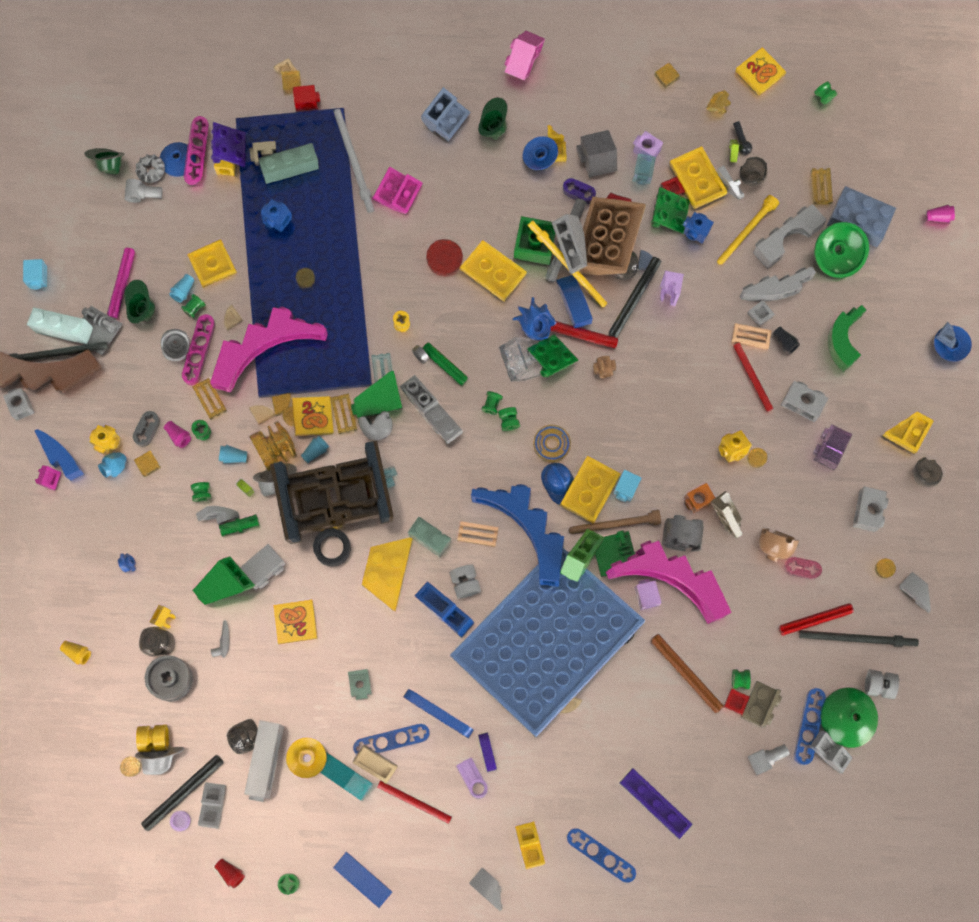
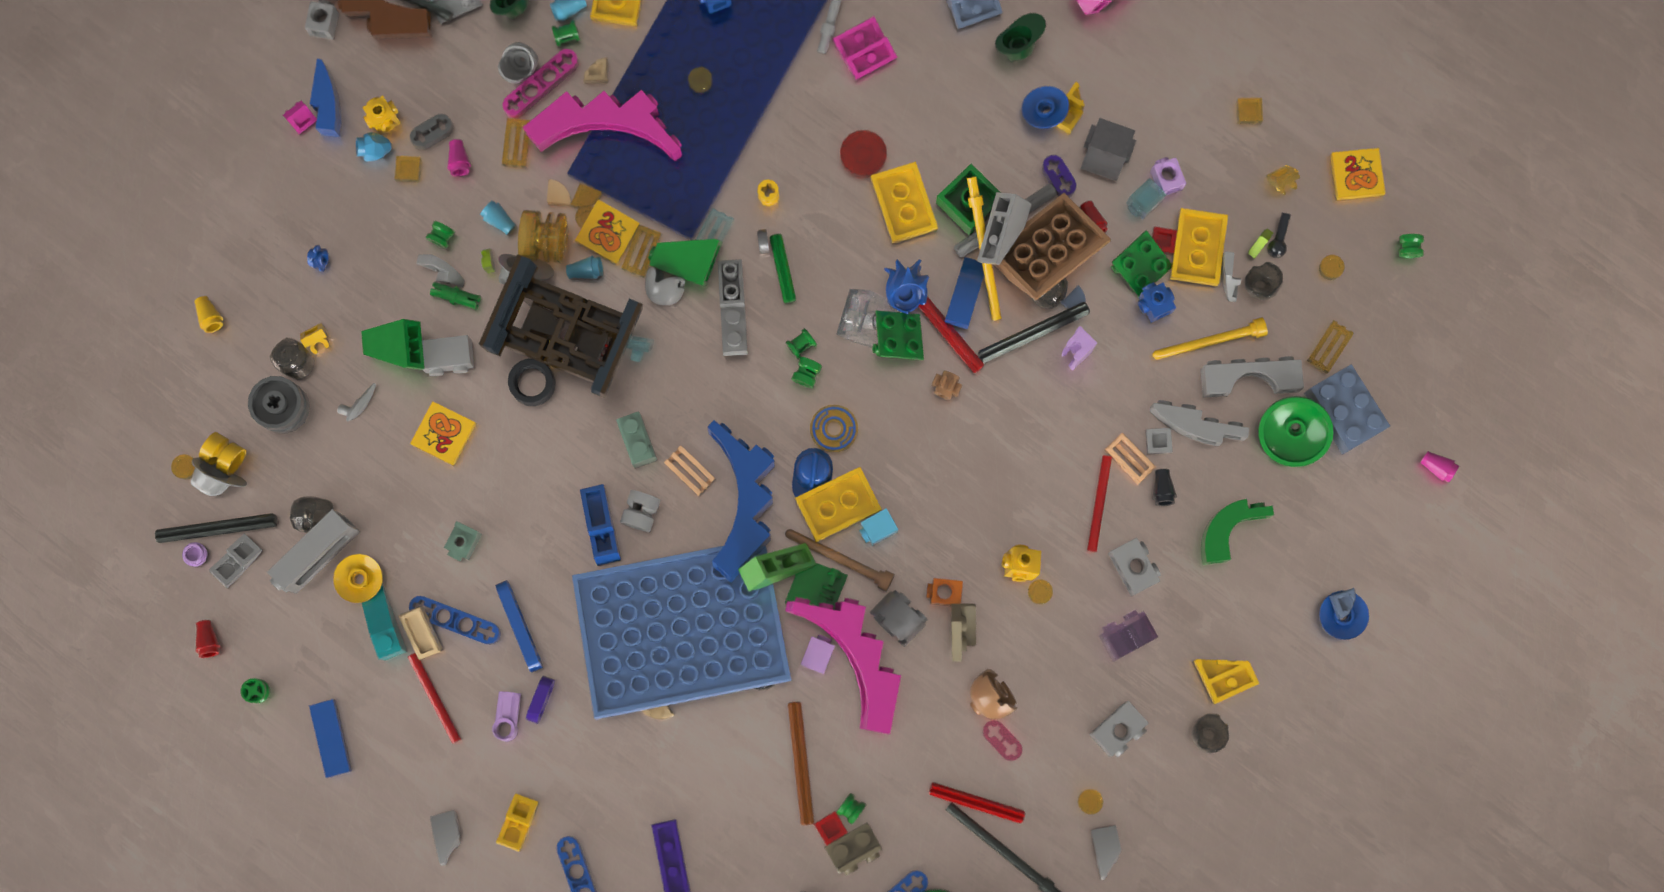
camera: 40 degrees right, 5 degrees up
(196, 430) = (480, 165): green bush -> none
(386, 570) = (570, 445): yellow wing -> none
(786, 137) = (1331, 267): none -> clear yellow tile

